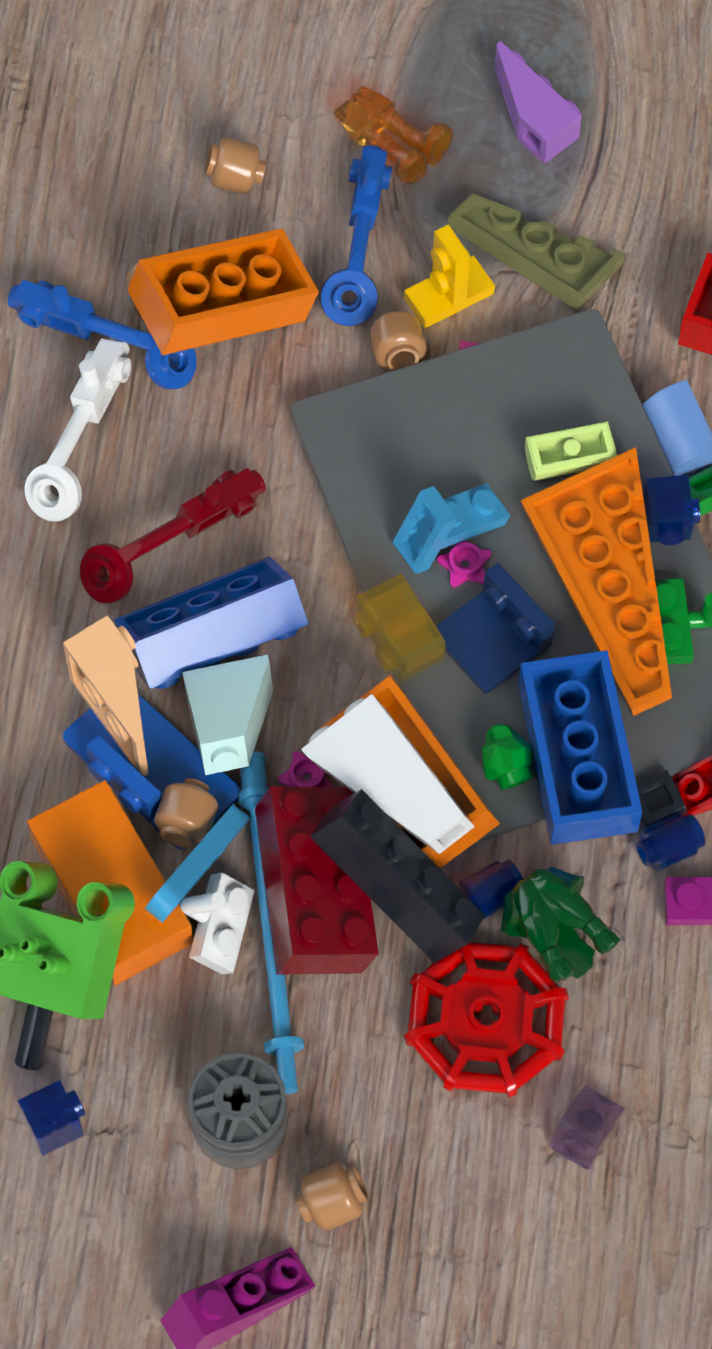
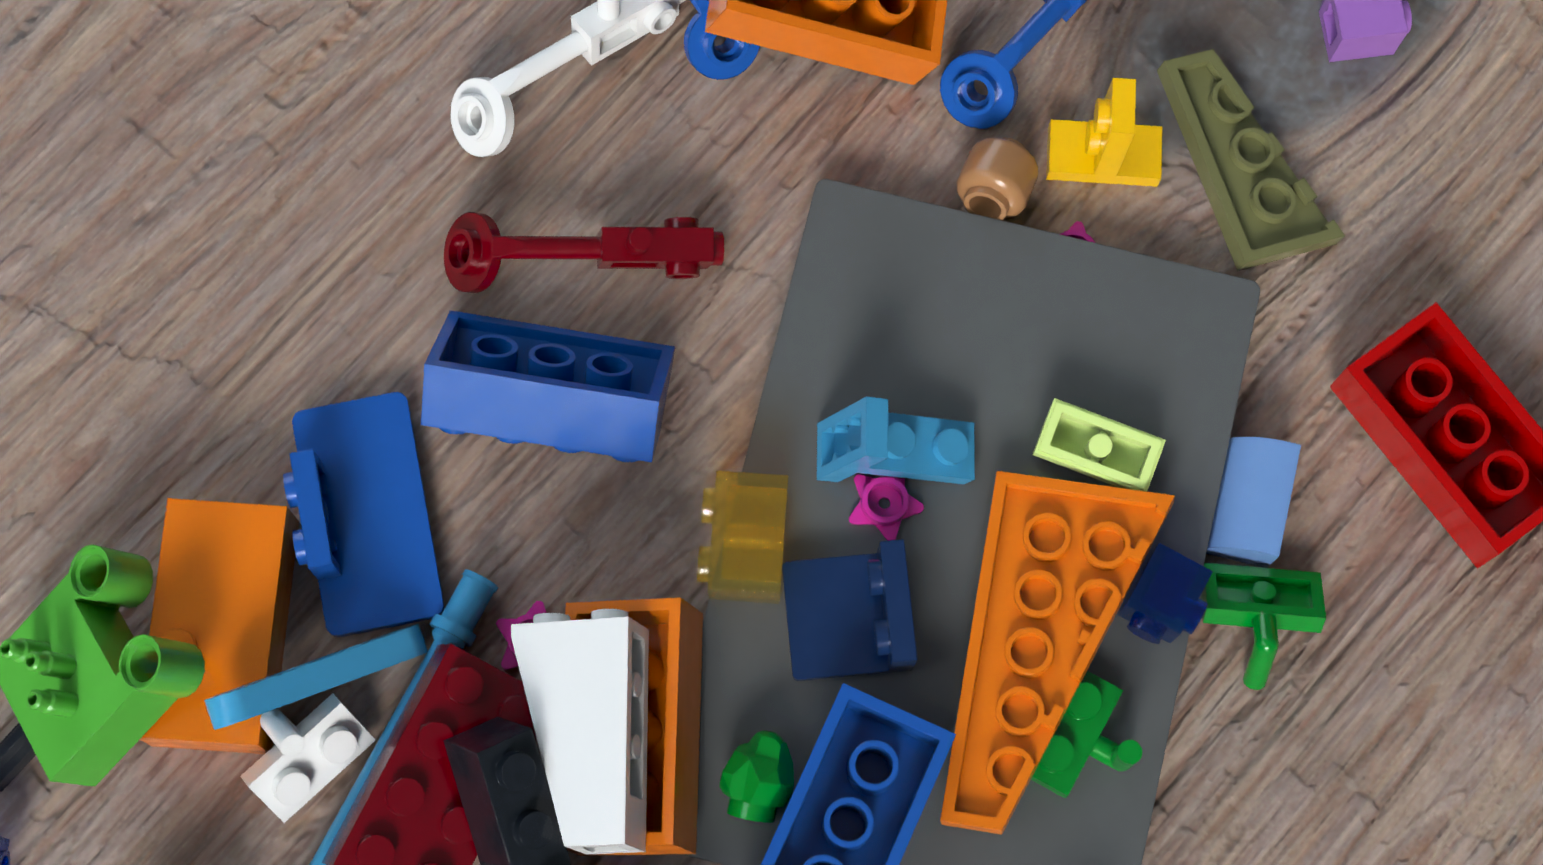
camera: 30 degrees right, 10 degrees up
(105, 676) = (370, 404): light nougat slope -> none
(186, 813) = (354, 602): medium nougat head -> none
(228, 710) = (485, 511): light aqua slope -> none

